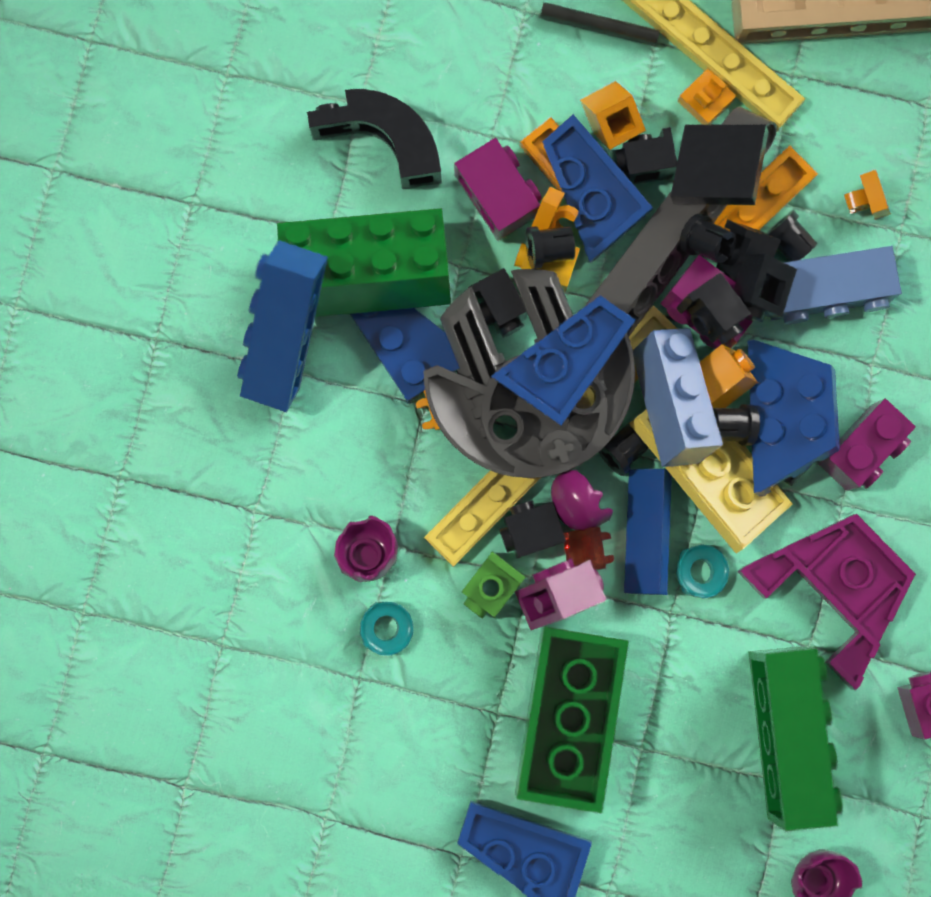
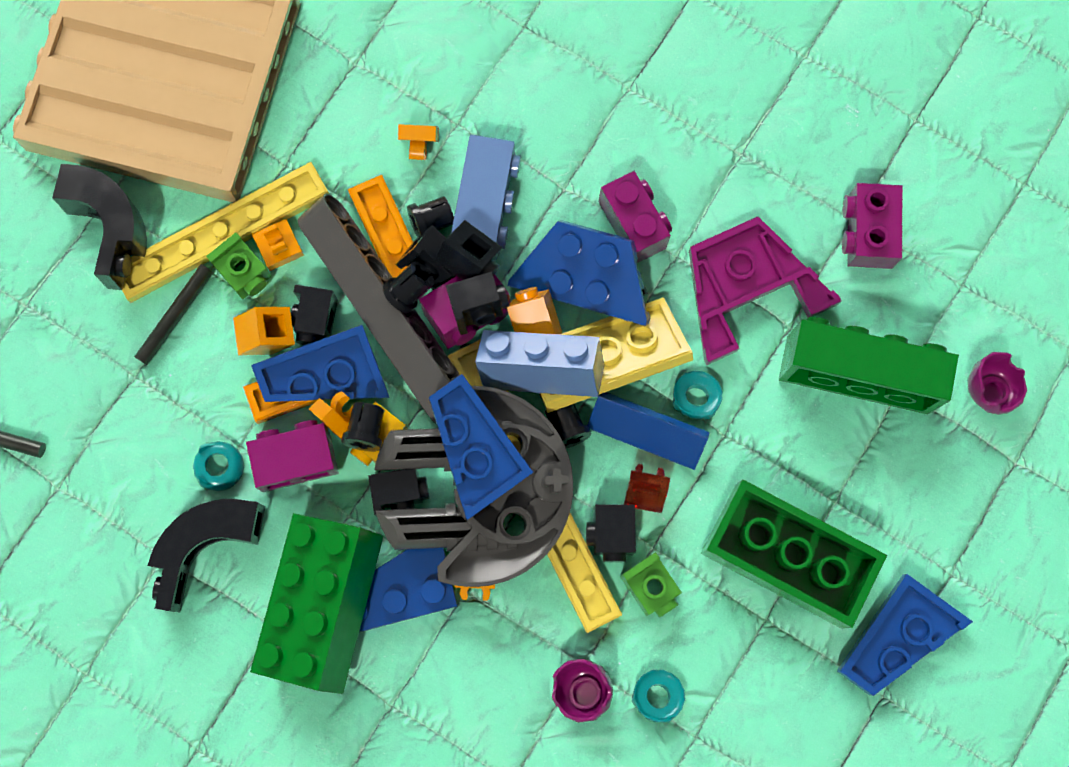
camera: 70 degrees left, 5 degrees down
(281, 324) = (350, 699): blue brick -> none
(461, 139) = (232, 474): none -> teal piece
(560, 593) = (681, 525): brick -> none
(577, 501) = (602, 482): magenta hair -> none
(676, 54) = (232, 254): none -> bright green brick
(719, 164) = (345, 253): black tile -> none
(738, 424) = (580, 317): black bush -> none

